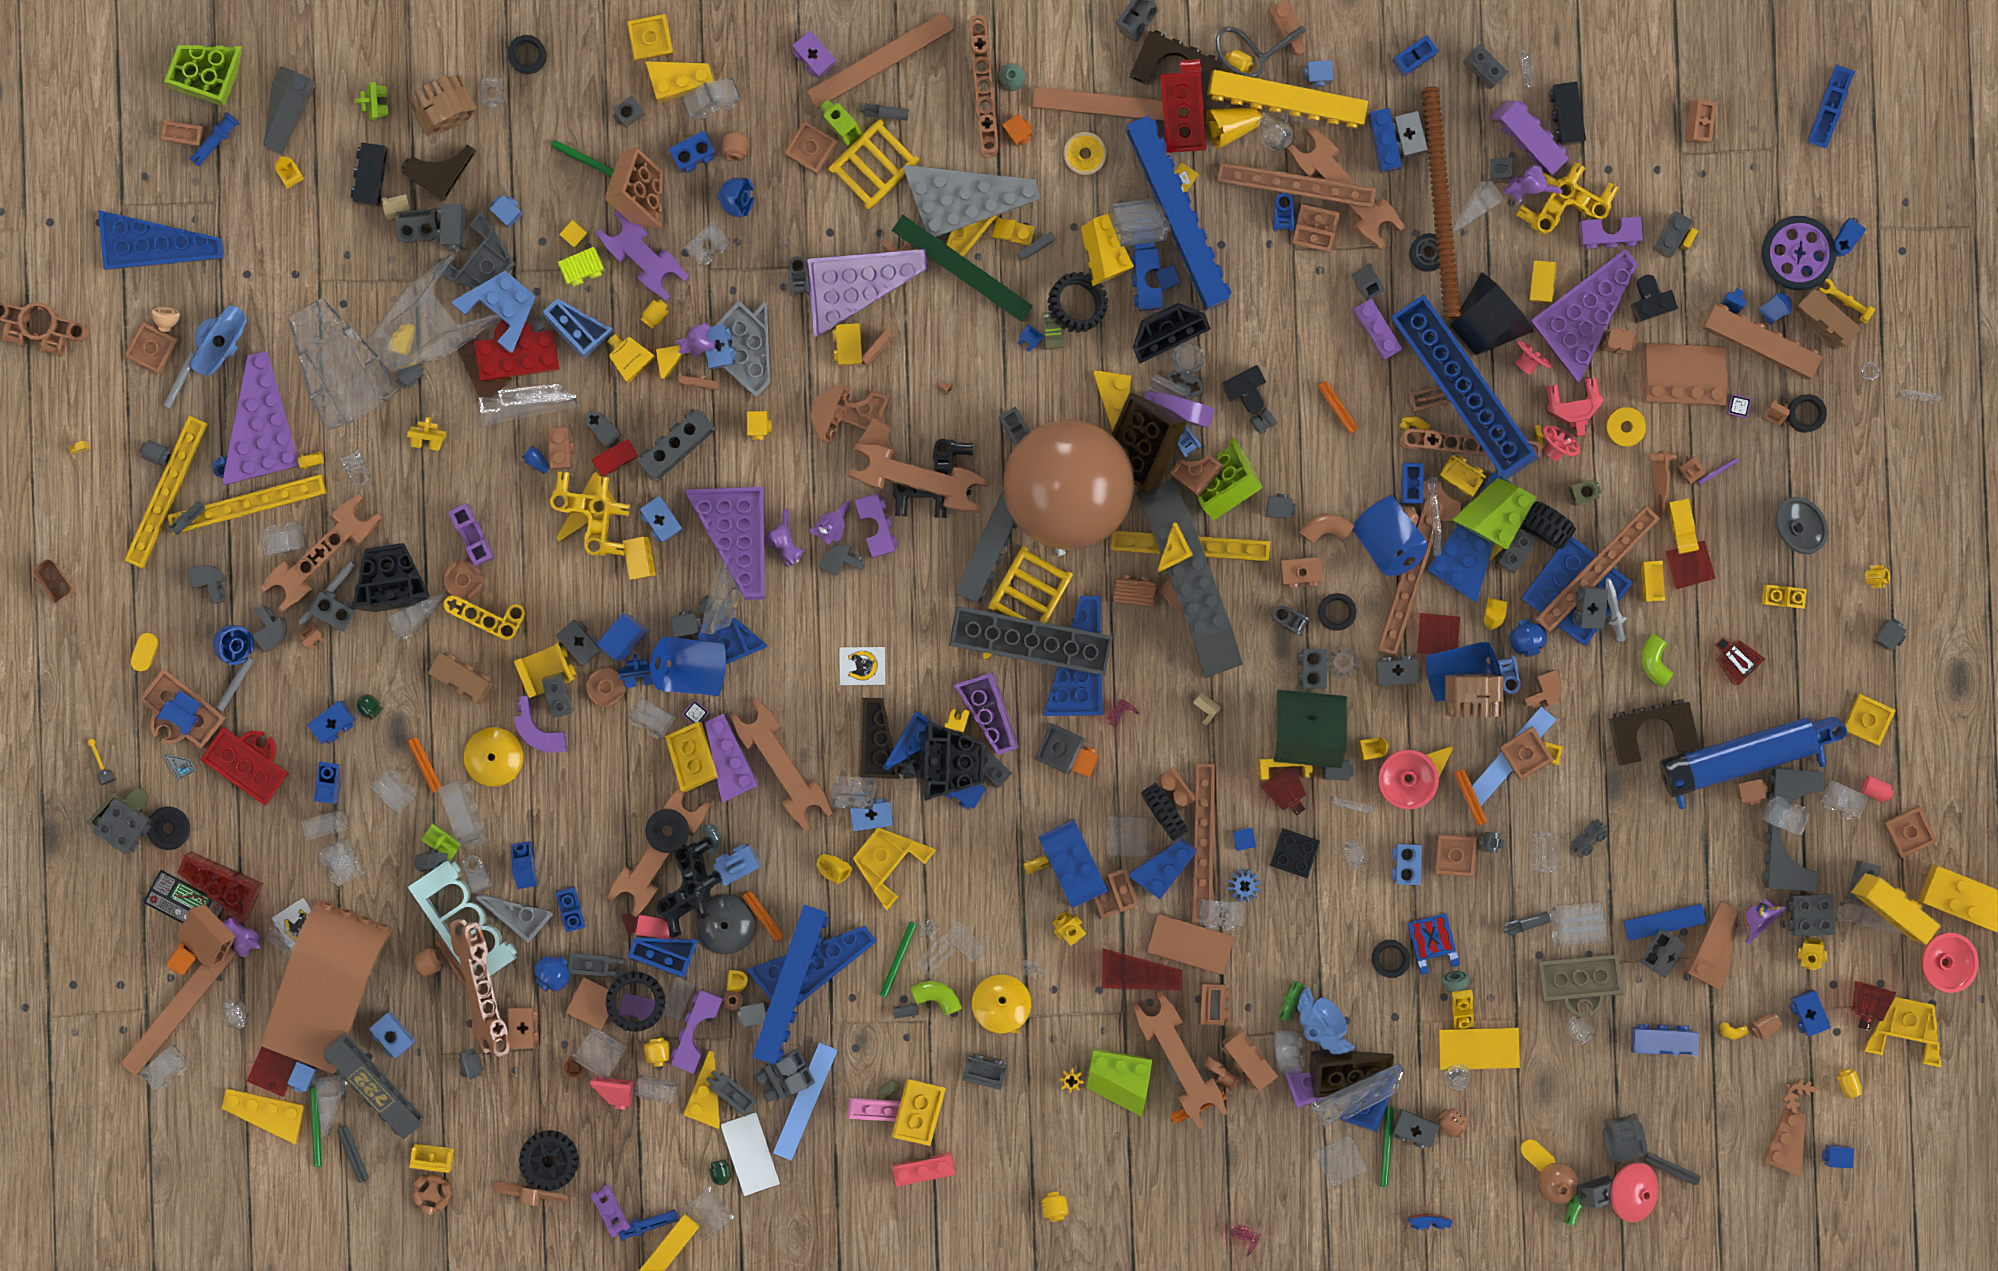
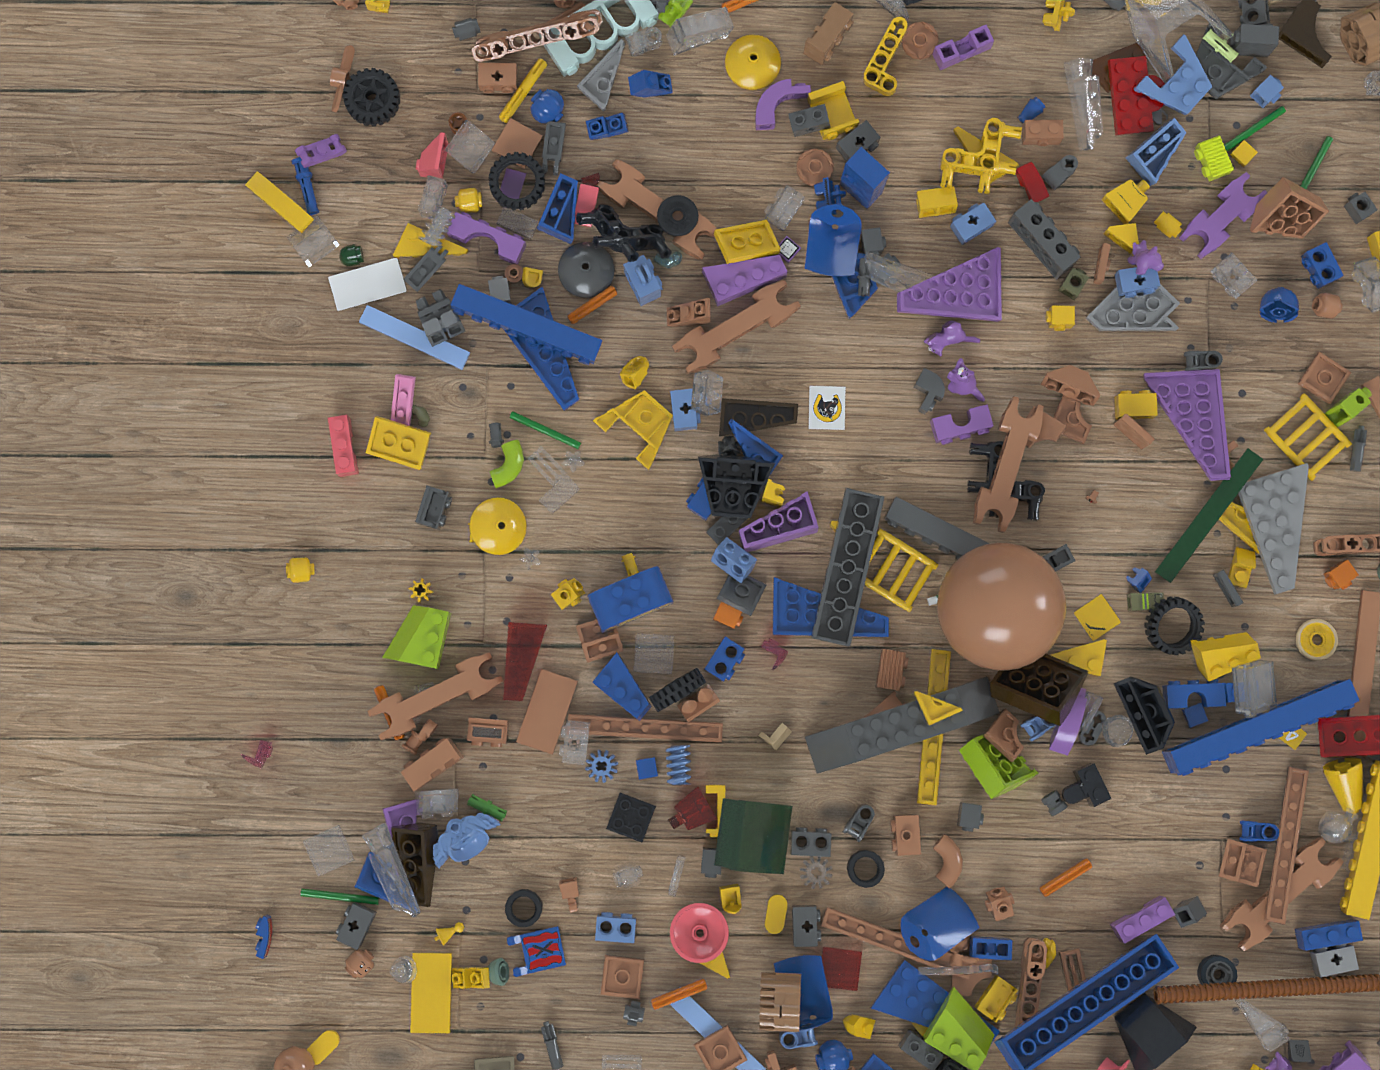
camera: 90 degrees right, 5 degrees down
(451, 272) = (1229, 53): none -> yellowish green pin
(534, 1000) = (522, 90): none -> yellow axle
(546, 224) = (1254, 128): none -> green bar
(689, 1081) = (437, 226): none -> clear piece
(727, 418) = (1070, 290): none -> olive brick
(728, 632) = (864, 279): none -> dark grey axle
(770, 814) = (689, 314): none -> nougat slope
(1027, 758) = (733, 560): none -> medium blue brick
(1070, 379) = (1097, 617): none -> yellow sticker
(1128, 767) = (721, 657): none -> blue brick
(1240, 807) = (678, 765): none -> medium blue piece
(1367, 475) = (999, 903): none -> nougat brick
(1371, 912) = (570, 891): none -> nougat piece
(1386, 701) = (775, 914): none -> yellow tile
(1420, 1037) = (445, 934): none -> yellow piece
(1424, 517) = (958, 959): none -> nougat hand

